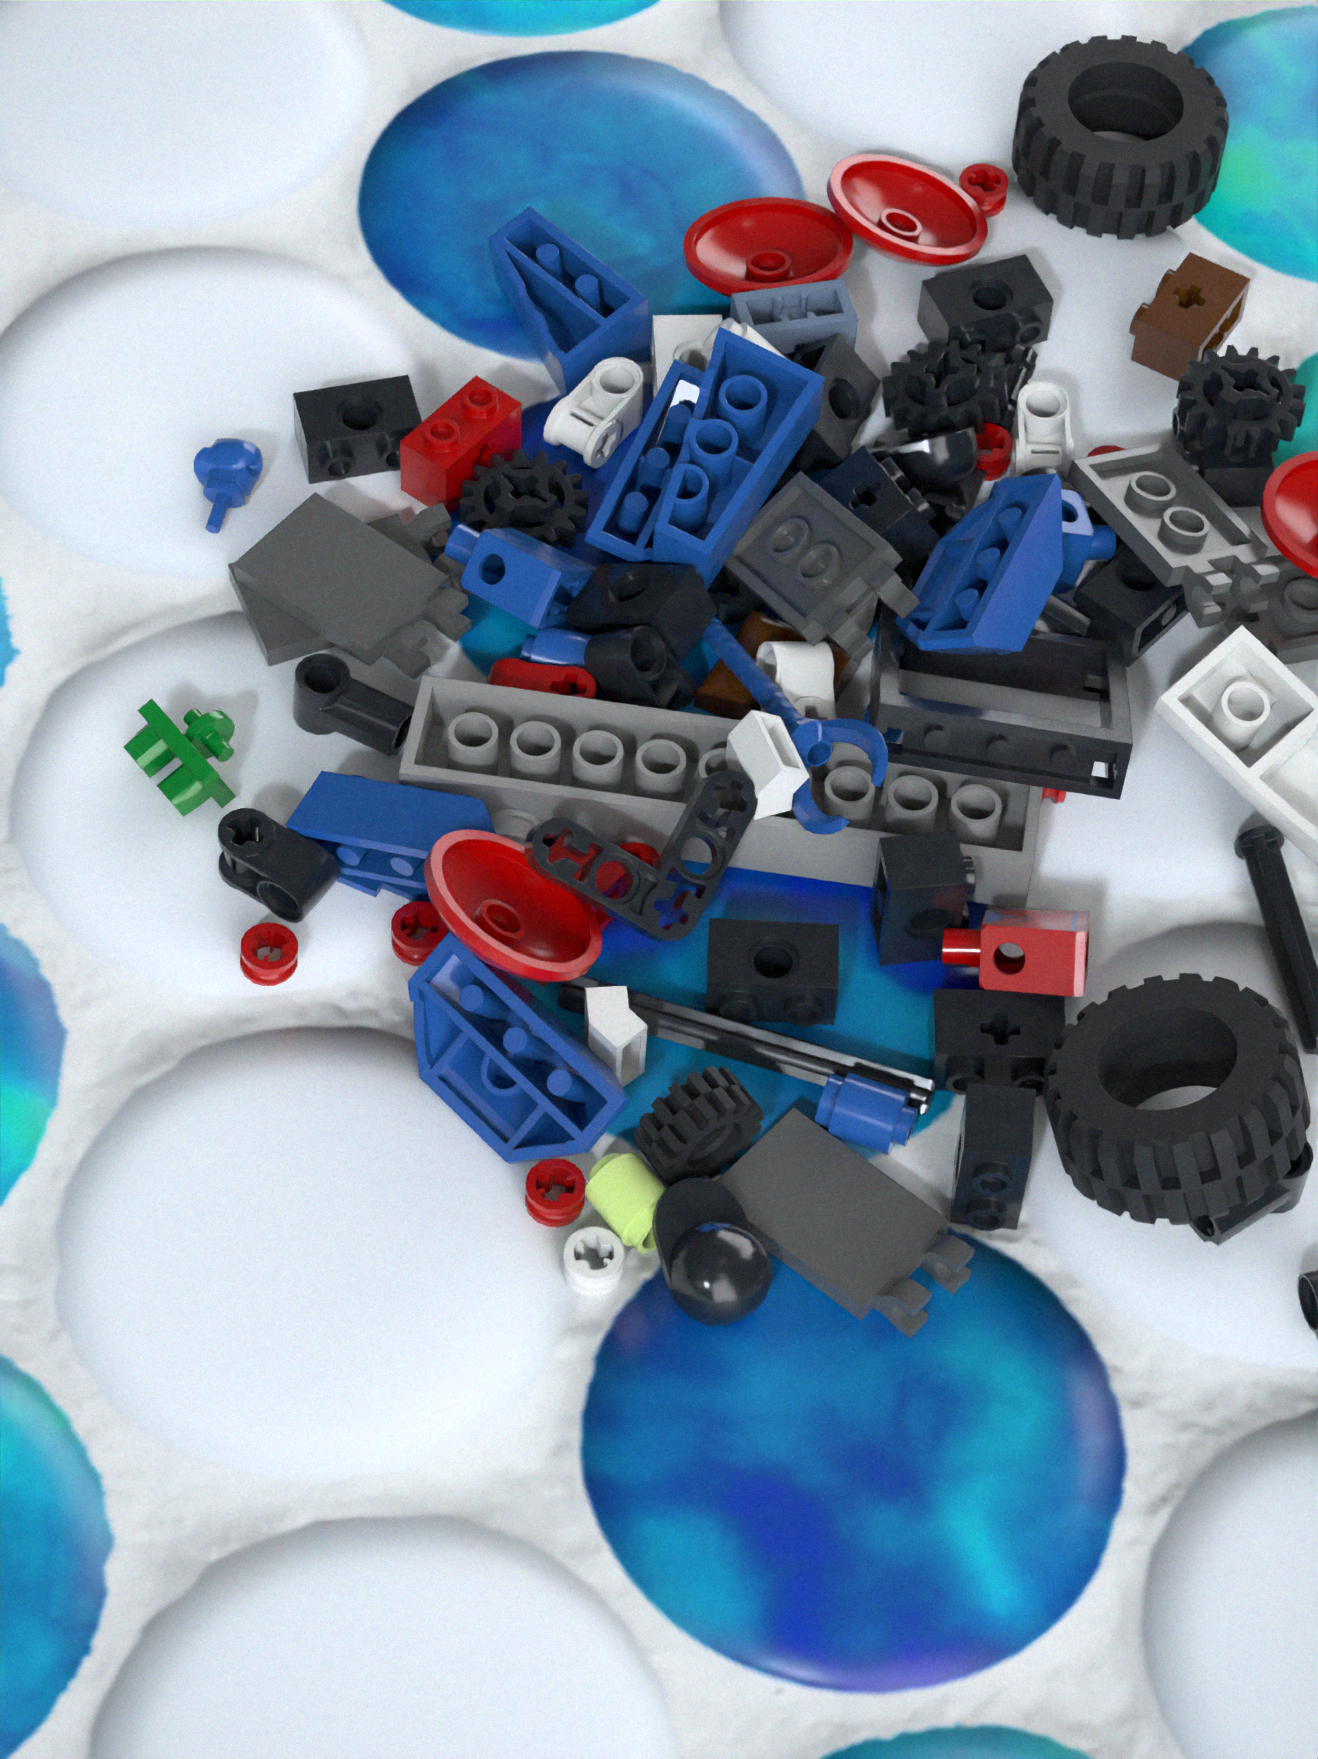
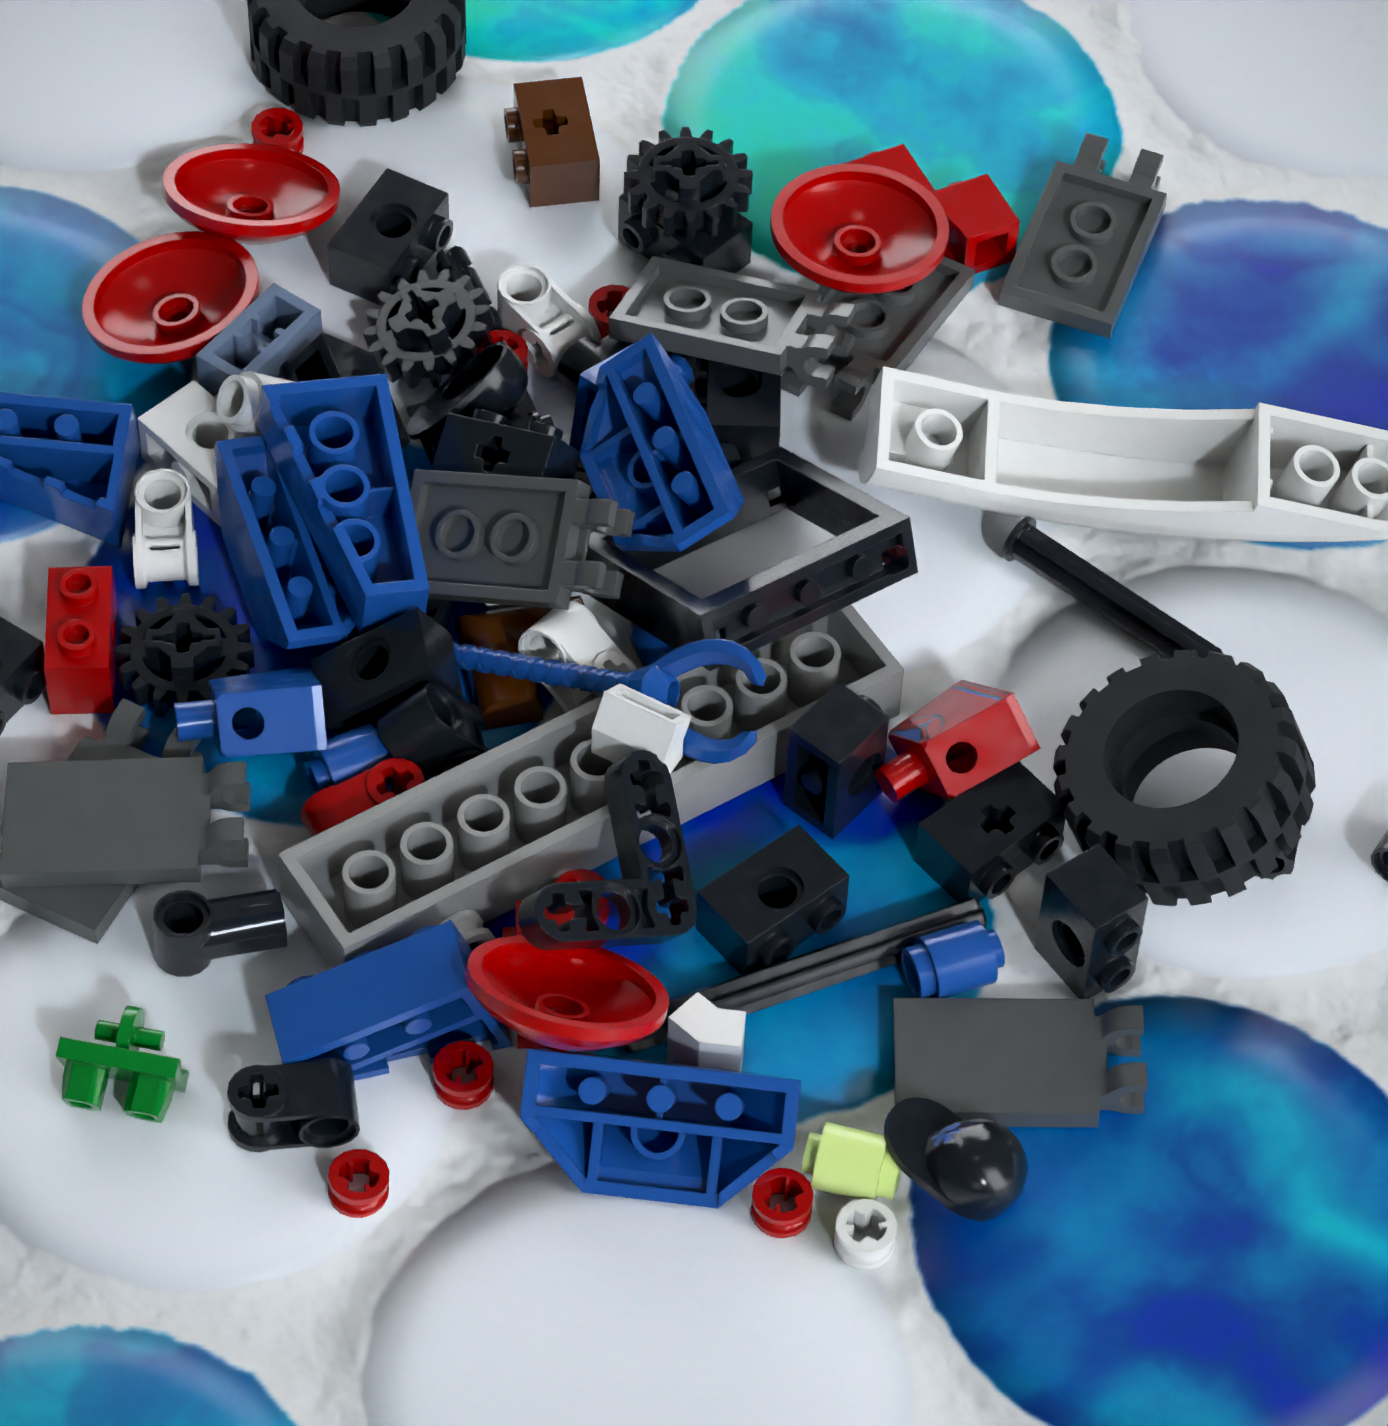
camera: 40 degrees left, 0 degrees up
(699, 1126) = (855, 1064): black tyre -> none

